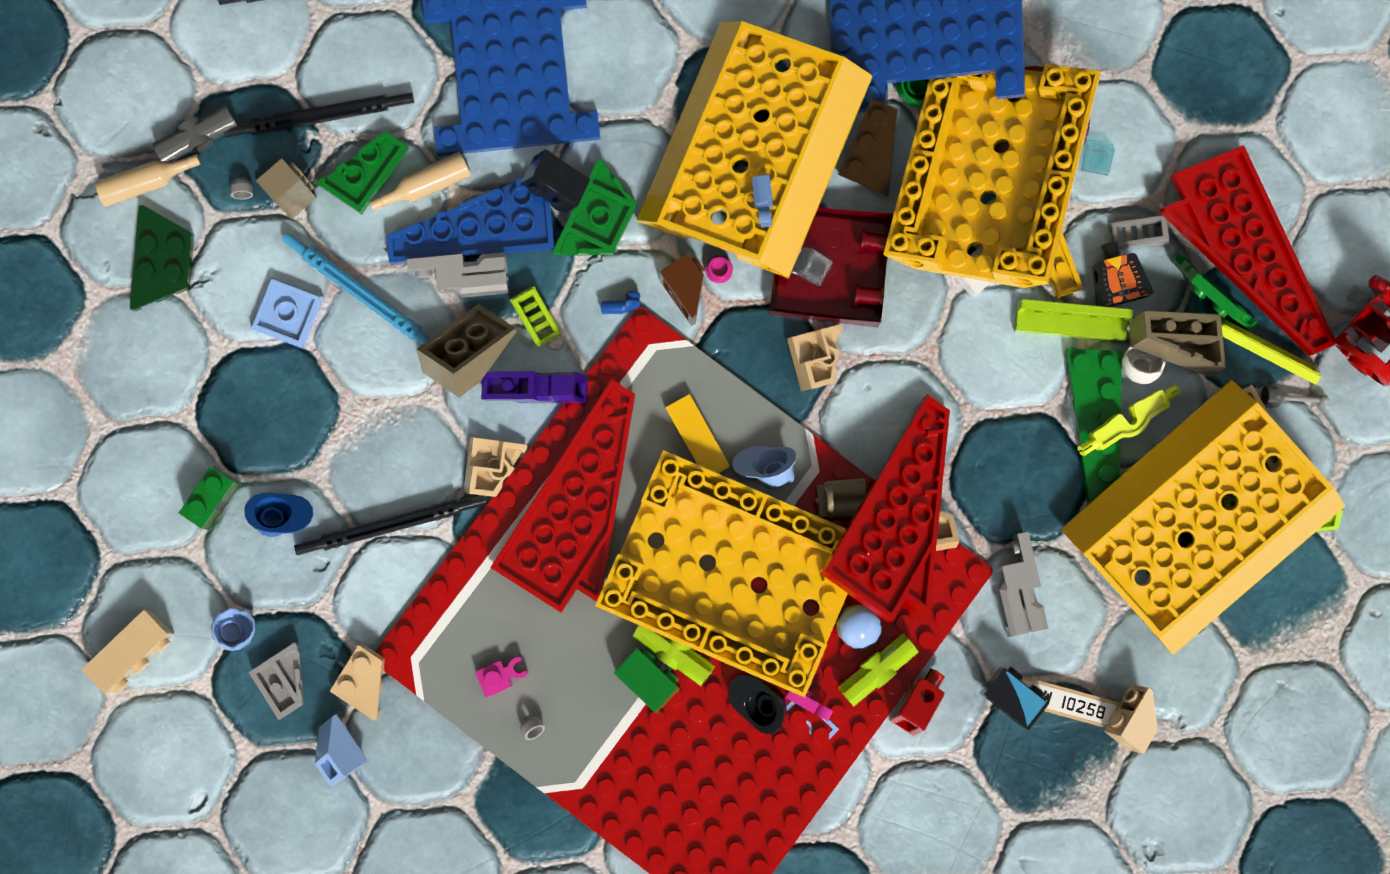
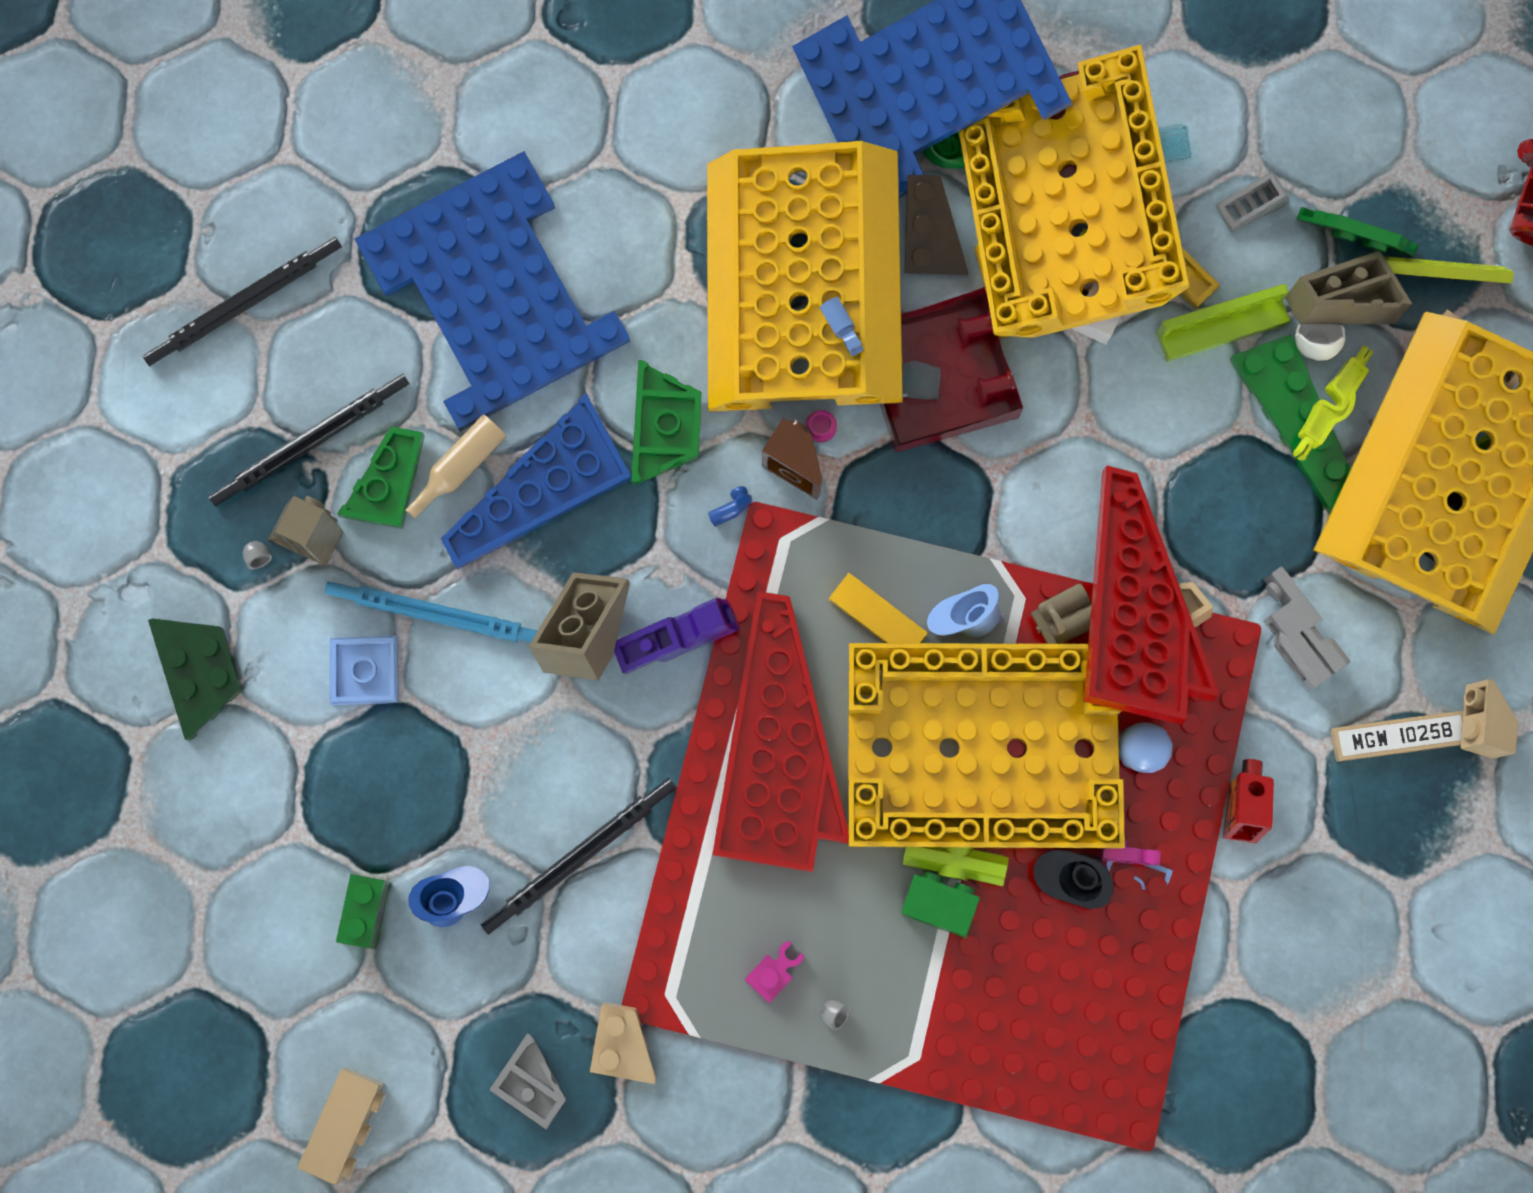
camera: 20 degrees left, 5 degrees down
(141, 179) = (139, 590): tan piece -> none
(194, 135) = (179, 518): dark grey piece -> none
(233, 629) = (451, 1047): light blue hair -> none
(337, 751) = (627, 1136): light blue slope -> none
(465, 278) = (546, 550): light grey plate -> none
(489, 465) = (661, 743): tan slope -> none
(522, 296) = (624, 561): lime slope -> none
(555, 181) = (603, 403): black brick -> none
(815, 357) = (966, 476): tan slope -> none
(878, 669) = (1187, 785): lime piece -> none
(1014, 697) = (1349, 752): black brick -> none
(1119, 278) = (1253, 258): torso -> none
(1237, 230) = (1356, 158): red wing -> none
(1274, 396) = (1476, 315): hinge -> none

